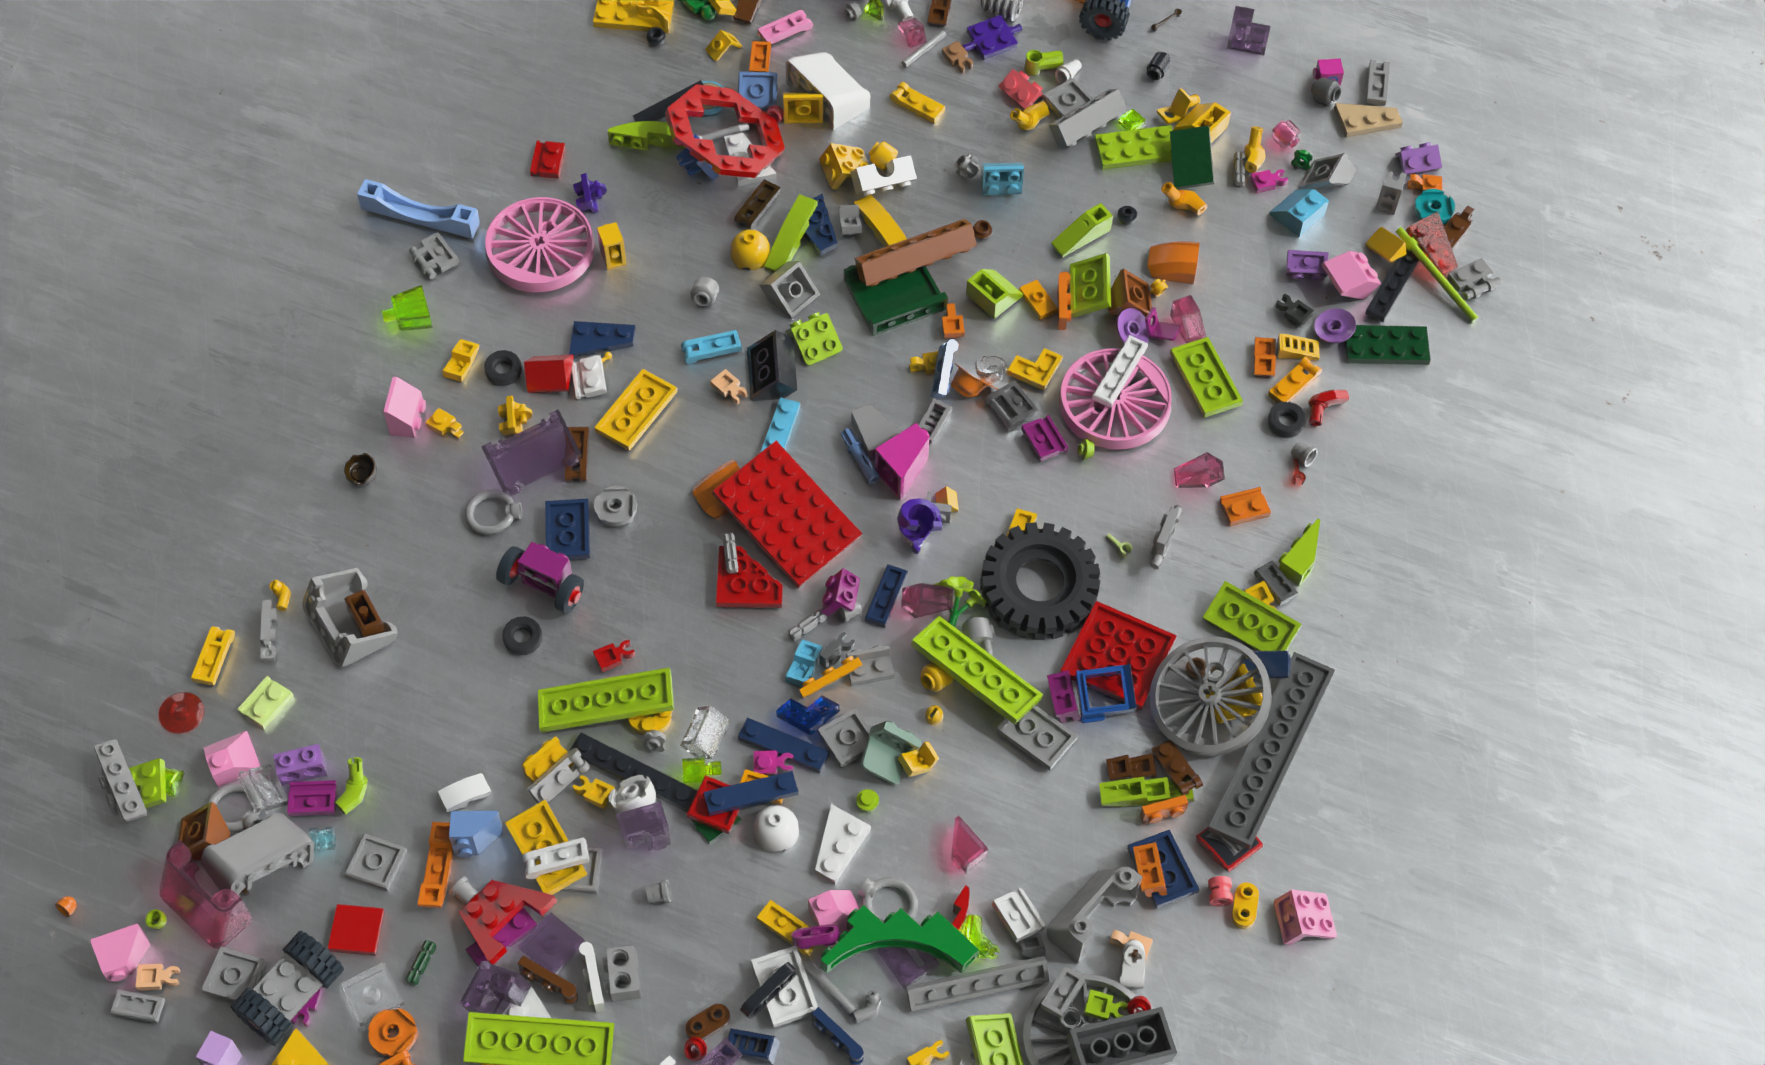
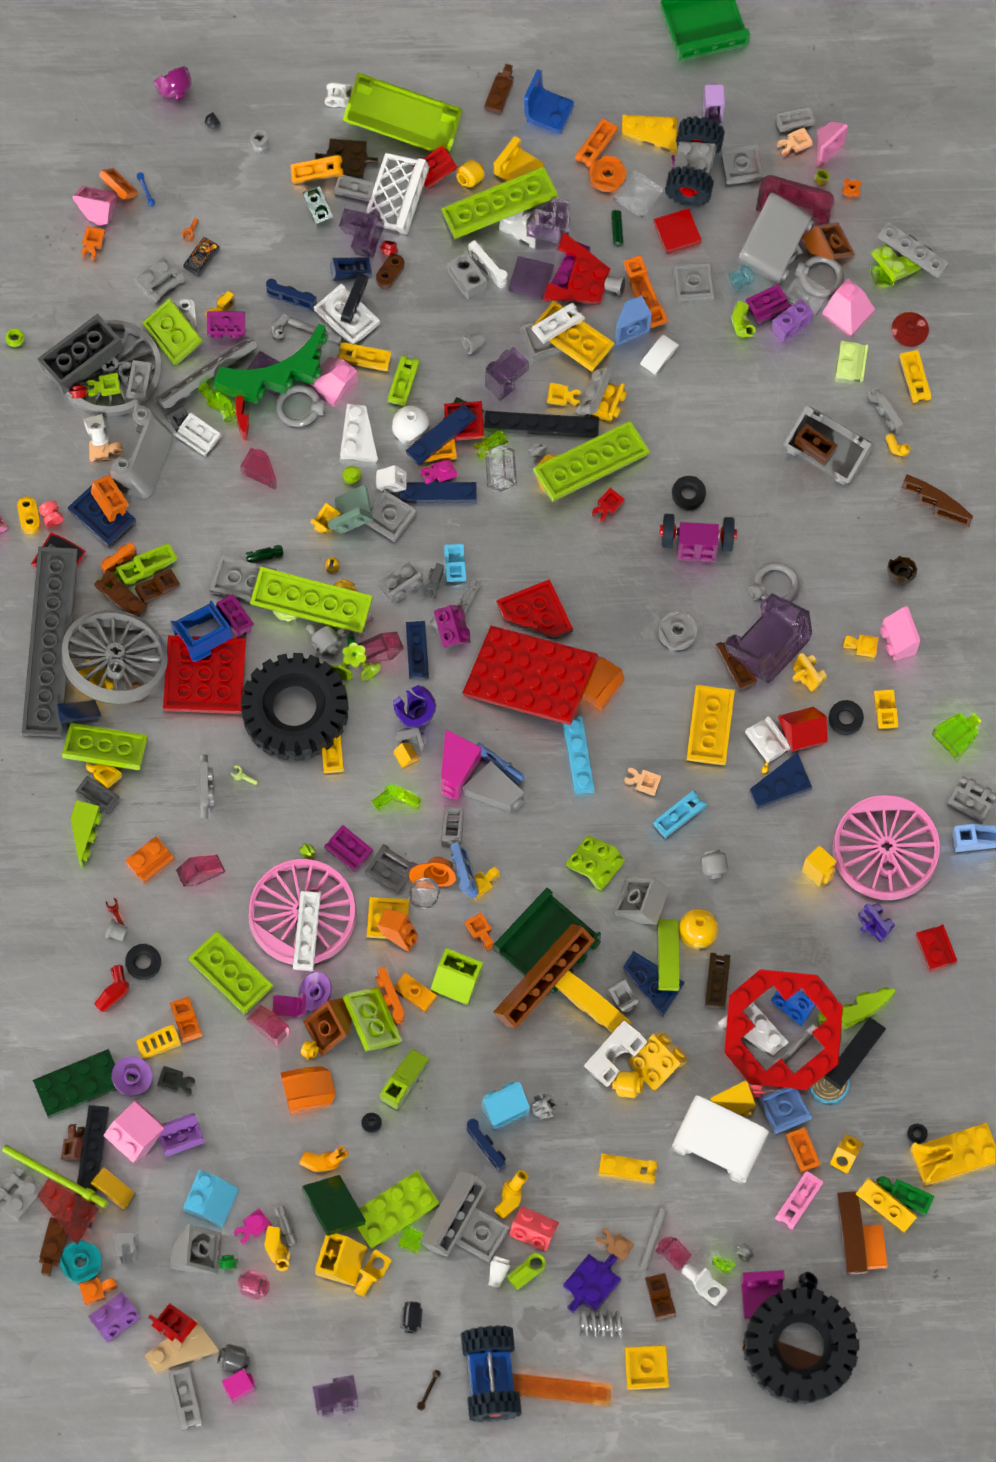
camera: 155 degrees right, 10 degrees up
(66, 905) = (891, 161): orange hinge -> none
(132, 901) = (851, 192): none -> orange plate
(279, 519) = (944, 504): none -> reddish brown slope
(548, 980) = (517, 248): reddish brown plate -> none
(568, 527) = (704, 593): dark blue plate -> none
(633, 794) = (528, 395): white cylinder -> none
(730, 553) = (559, 621): light grey axle -> none
(758, 881) = (403, 380): none -> lime plate
(772, 367) = (615, 813): black slope -> none
(808, 718) = (428, 514): clear blue plate -> none
(816, 935) = (338, 349): magenta plate -> none
(829, 769) = (391, 479): none -> white brick
(830, 676) = (425, 551): light orange plate -> none
(931, 1025) = (226, 323): none -> magenta bracket
(974, 464) = (396, 794): none -> clear neon green arm
(982, 229) = (499, 1045): reddish brown plate -> none
(1001, 755) = (263, 554): none -> dark green axle
(1031, 342) = (398, 929): none -> orange slope
(1033, 158) = (485, 1144): none -> dark blue plate
(1294, 382) = (149, 1004): light orange plate -> none
(1370, 127) = (174, 1323): none -> red bracket
(1412, 294) = (73, 1145): none -> reddish brown plate

